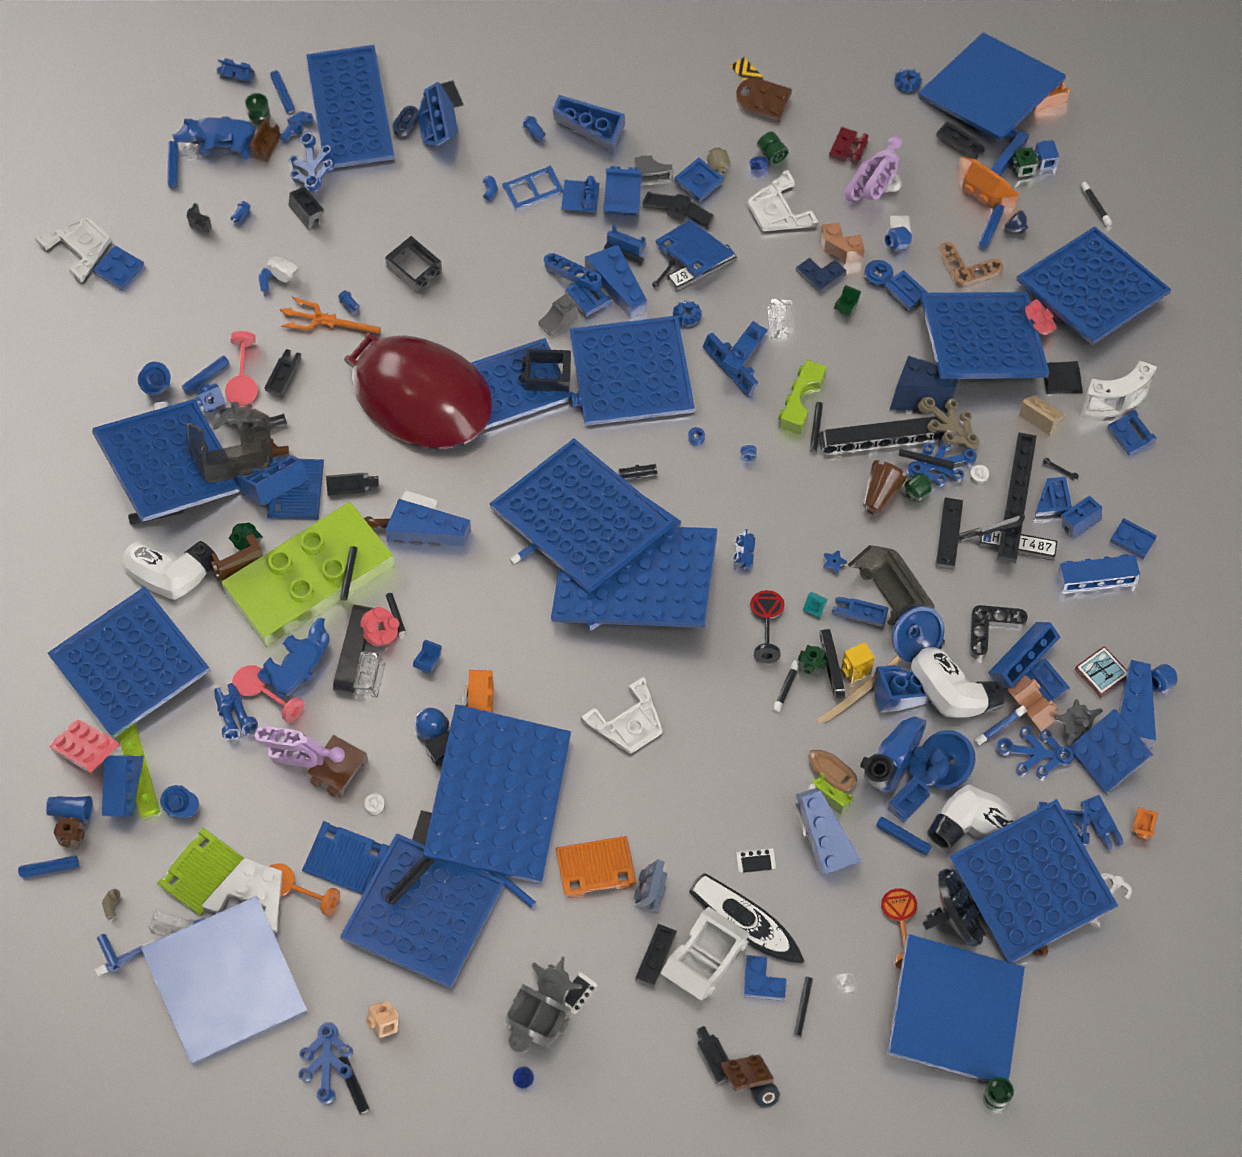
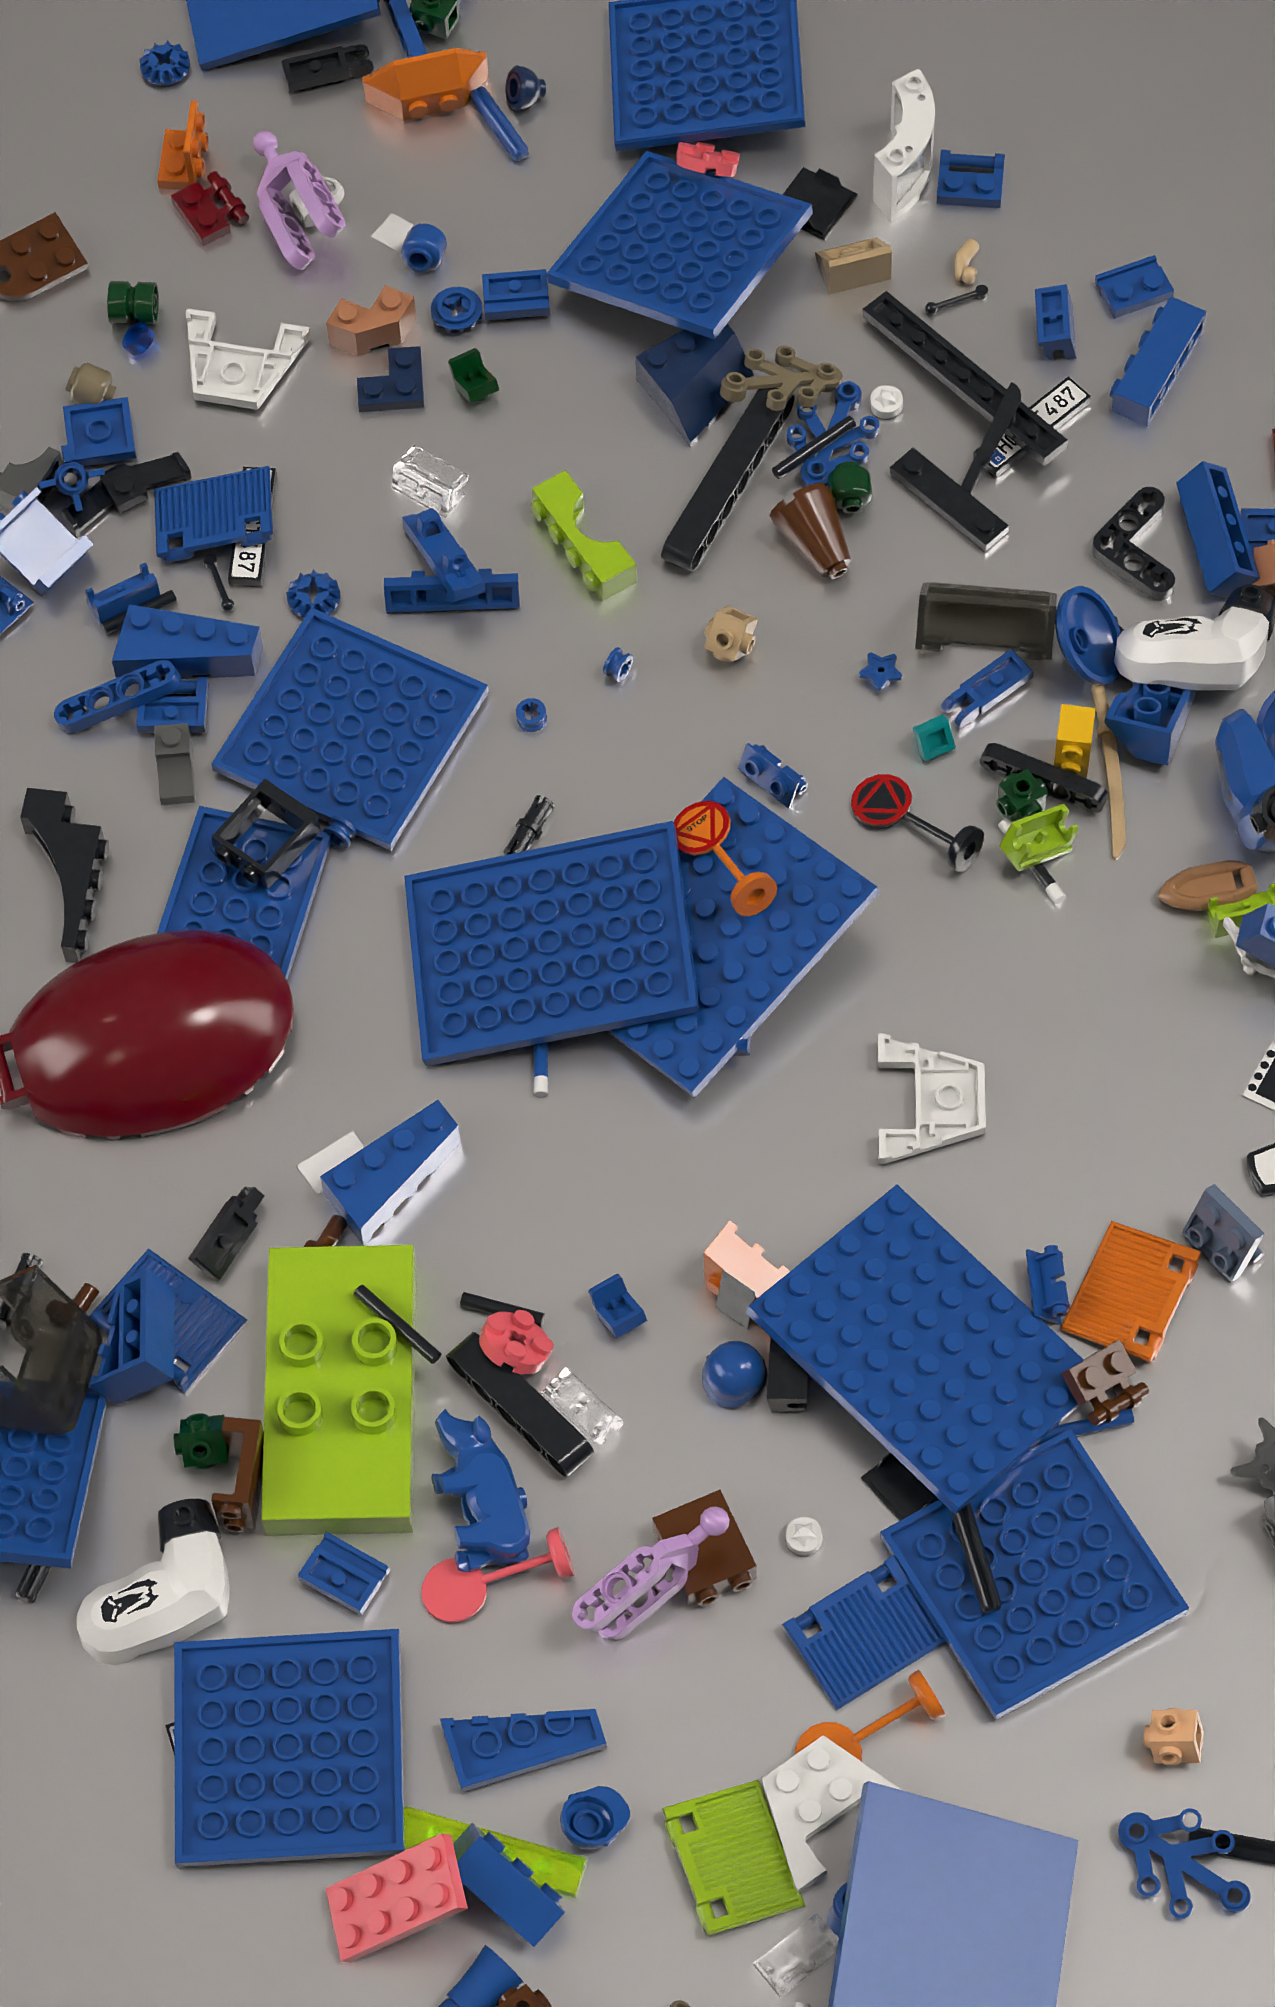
camera: 50 degrees left, 0 degrees up
(193, 750) = (505, 1747): none -> blue wing
(225, 632) = (343, 1573): none -> blue plate
(225, 706) = (473, 1647): blue piece -> none
(481, 311) = (76, 856): none -> black arch
(539, 875) = (1100, 1372): none -> plate
(570, 826) = (1048, 1296): none -> blue hinge
(660, 180) = (81, 478): none -> blue brick
(680, 535) = (703, 829): none -> orange piece
(796, 680) = (1038, 838): none -> lime hinge
(799, 486) = (730, 634): none -> tan brick
(816, 427) = (643, 553): black bar -> none
(867, 116) = (182, 152): none -> orange bracket
(967, 272) = (549, 203): medium nougat beam -> none
(1054, 498) = (998, 335): blue wing -> none
(1078, 460) = (962, 271): none -> tan arm

